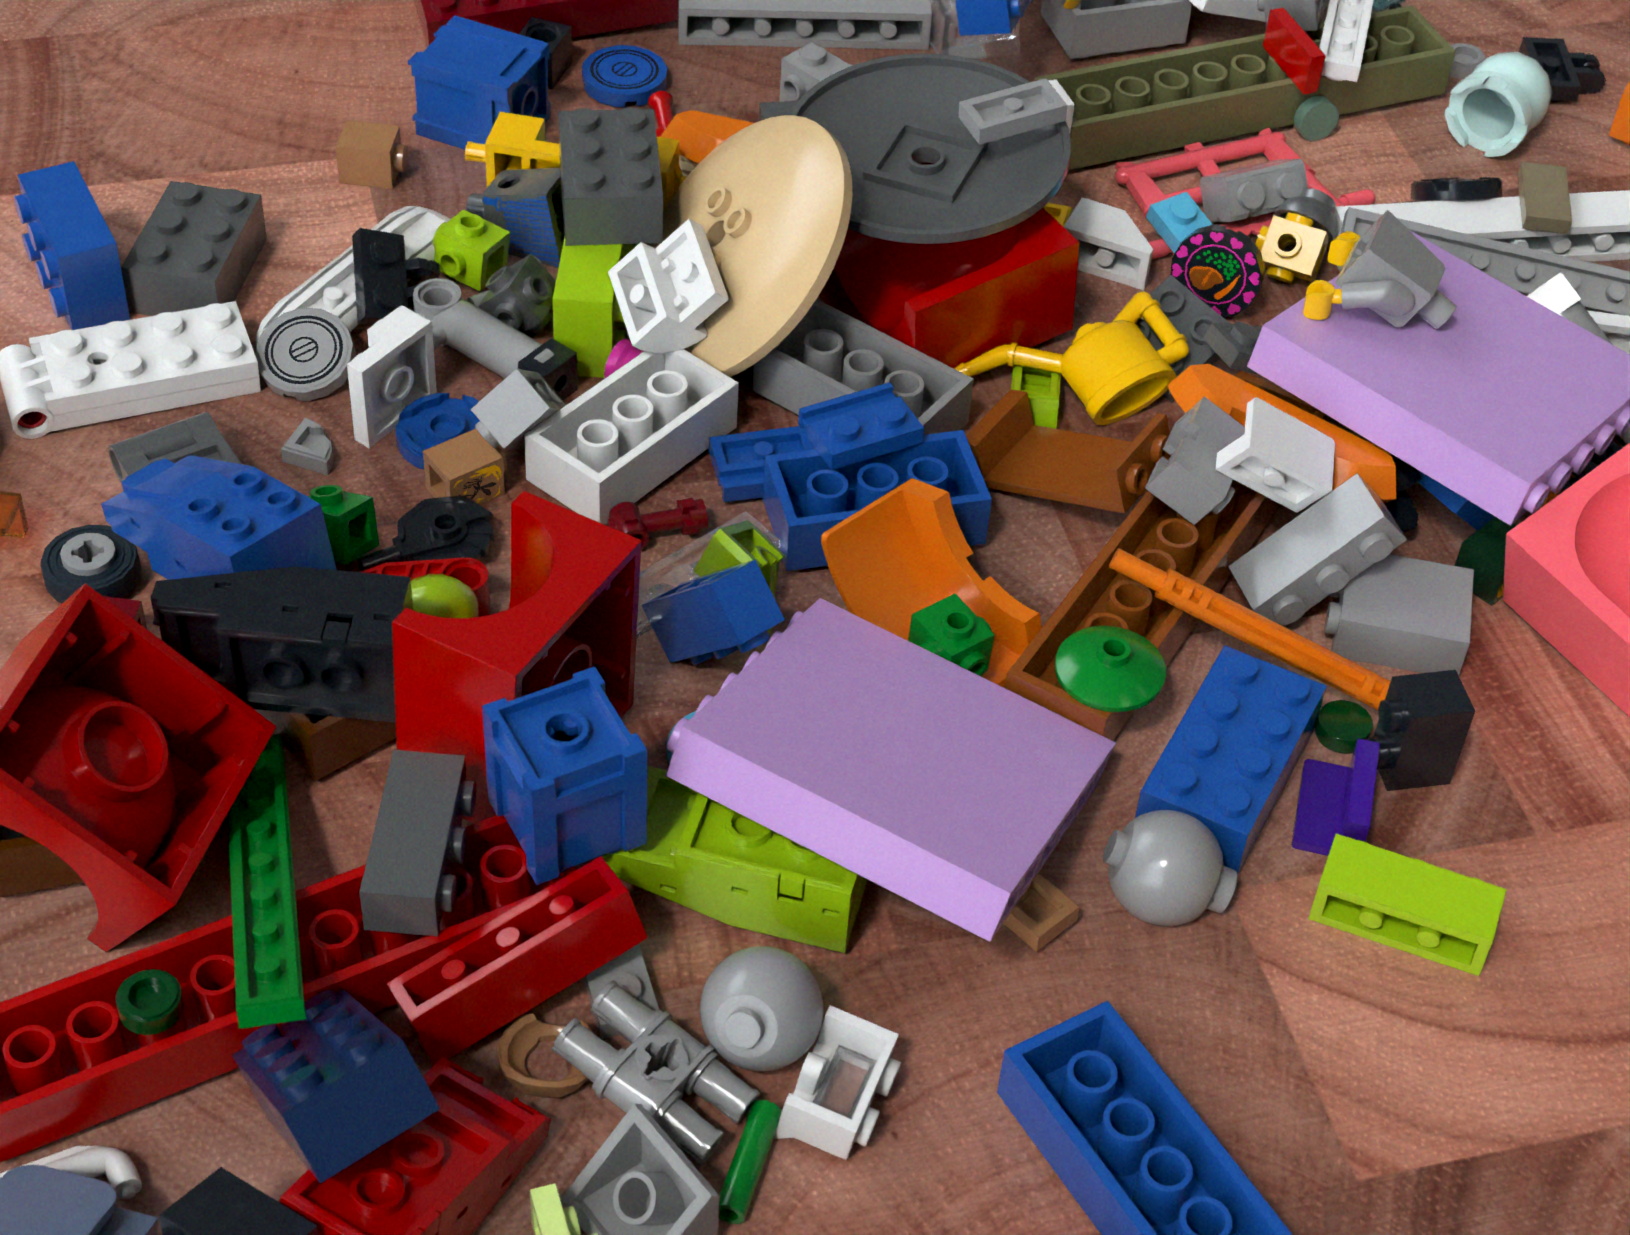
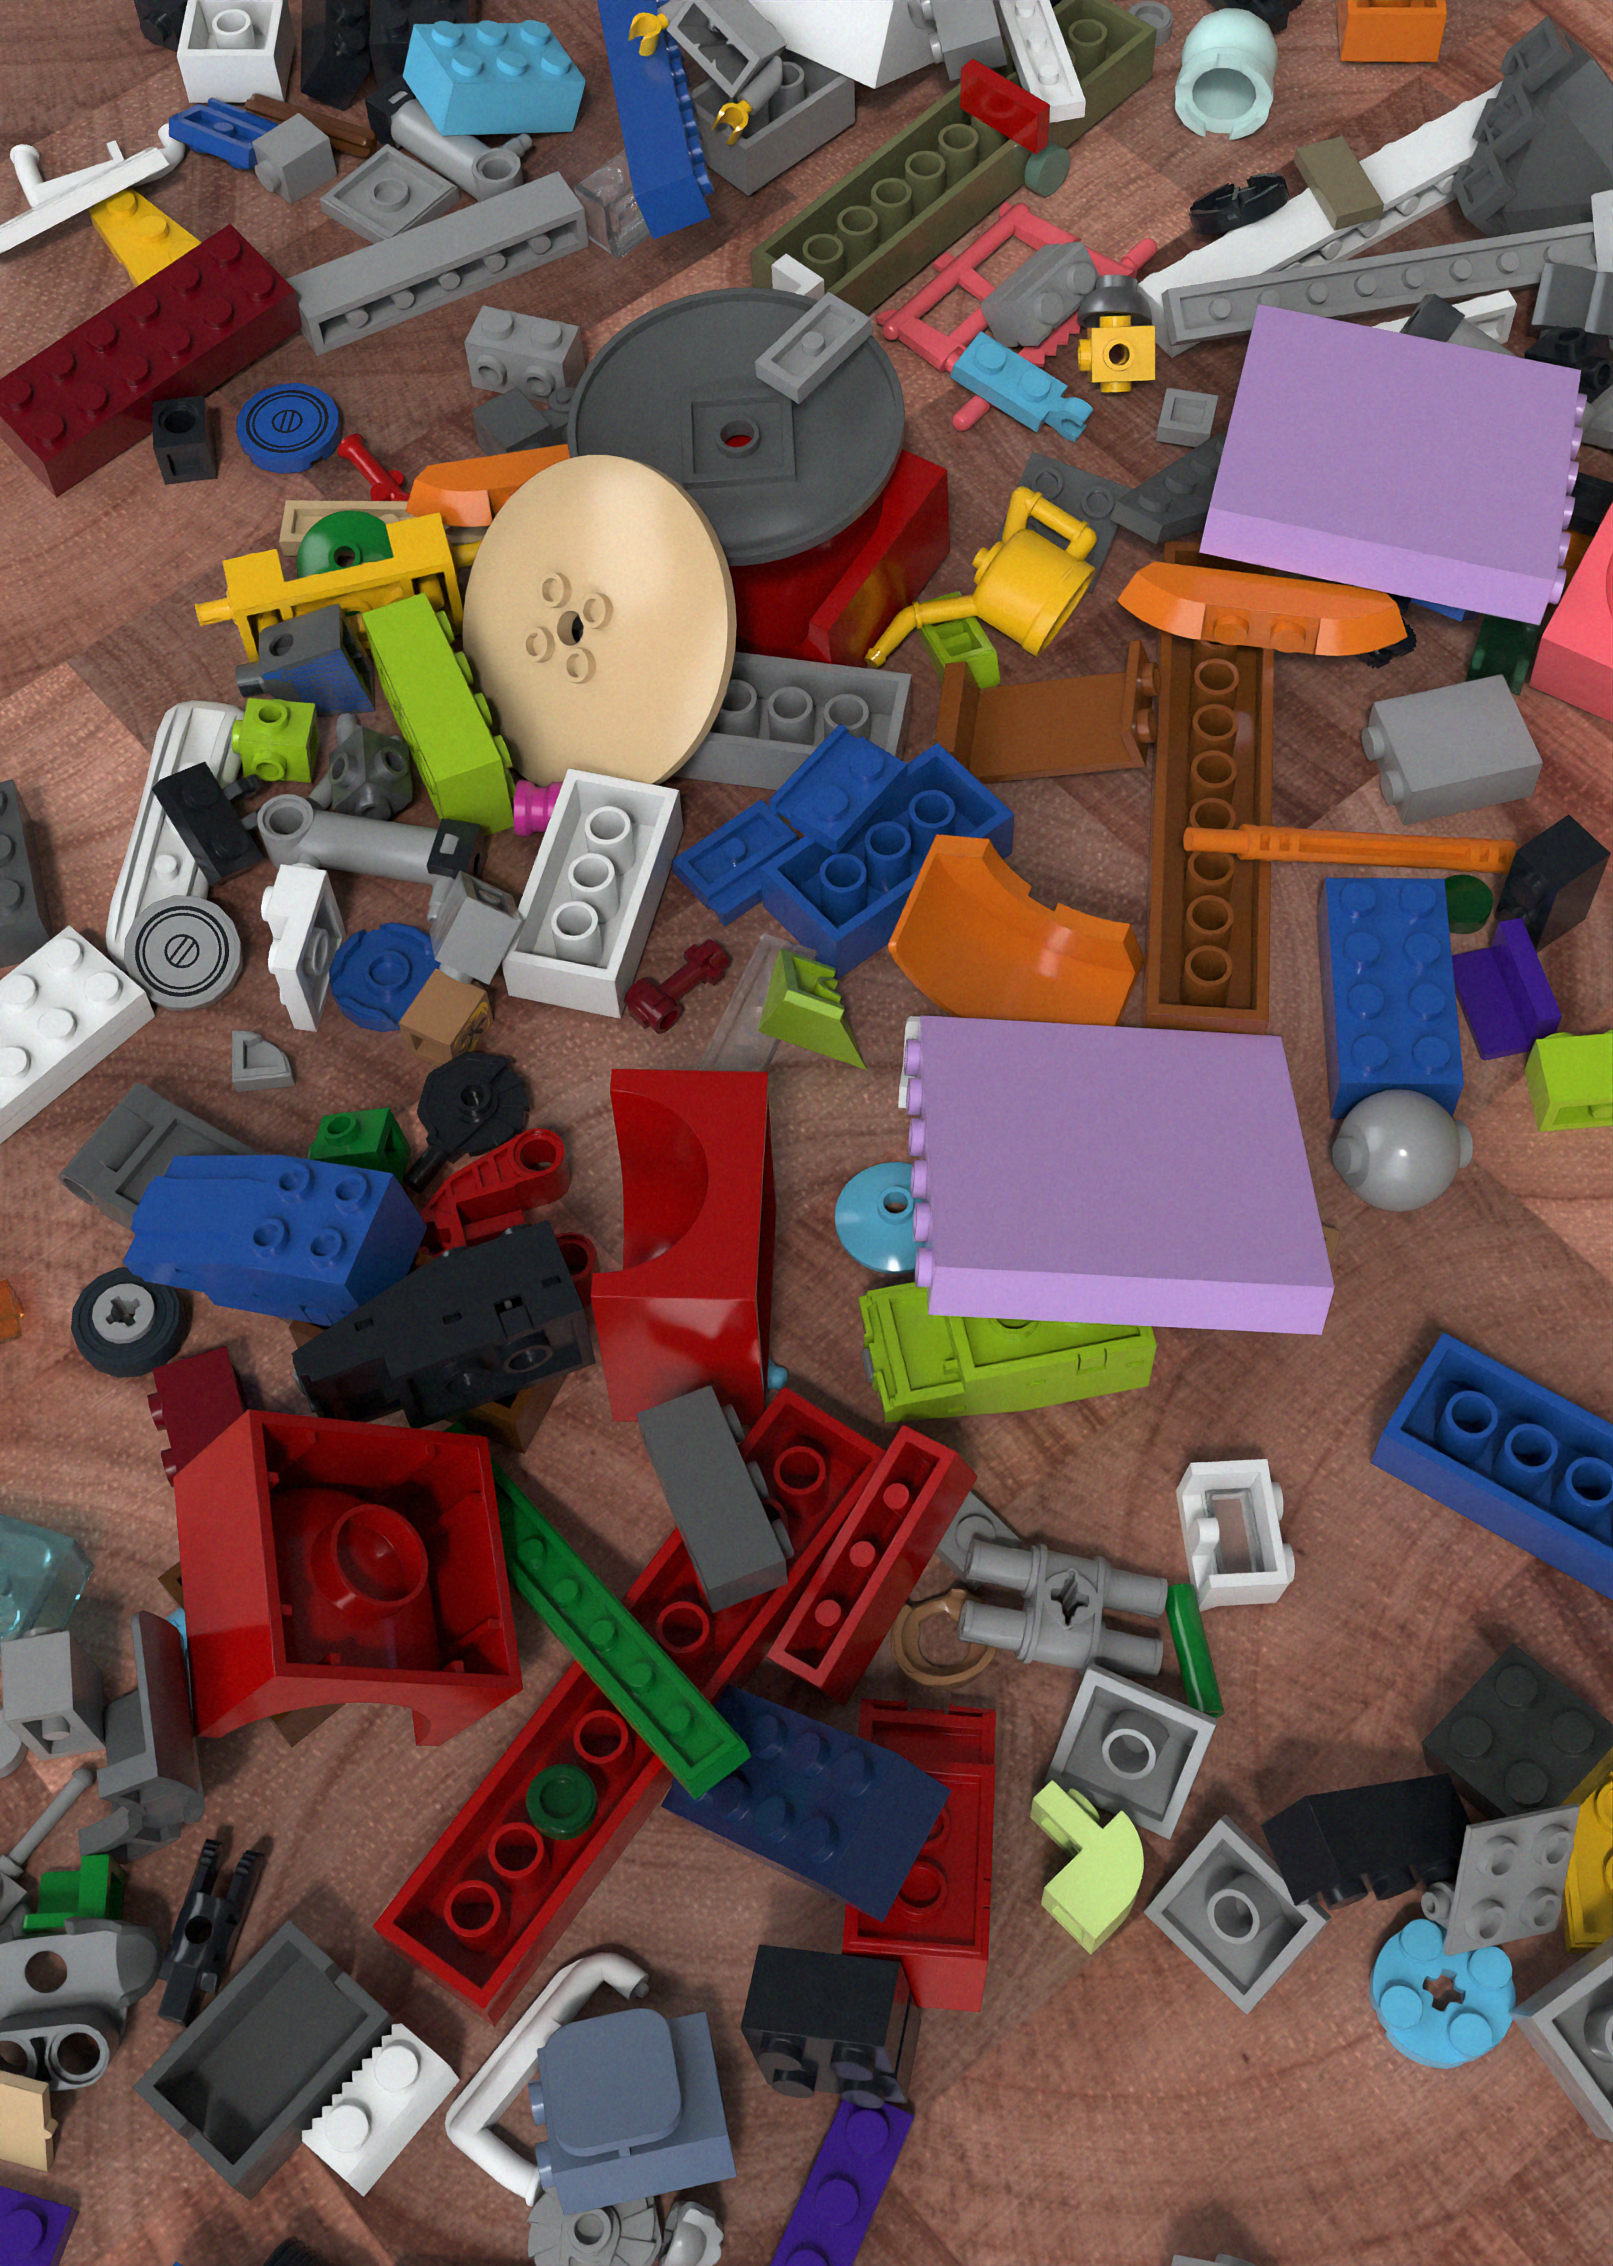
camera: 20 degrees left, 15 degrees up
(370, 154) = (84, 661): medium nougat brick -> none
(443, 597) = (546, 1196): lime hair -> none
(473, 76) = (156, 523): blue container -> none
(566, 774) = (834, 1396): blue container -> none
(610, 177) = (411, 603): dark grey brick -> none
(669, 290) = (557, 717): white brick -> none
(714, 614) = (834, 1082): blue brick -> none
(761, 1008) = (1127, 1497): light grey brick -> none
(954, 634) = (1062, 991): green brick -> none
(1110, 244) = (943, 428): white slope -> none
(1110, 668) = (1237, 980): green dish -> none
(1189, 476) = (1205, 681): light grey brick -> none
(1220, 268) = (1066, 417): black tile -> none
(1280, 457) = (1295, 648): white panel -> none
(1317, 552) = (1357, 730): light grey brick -> none
(1382, 272) = (1295, 390): light grey torso -> none

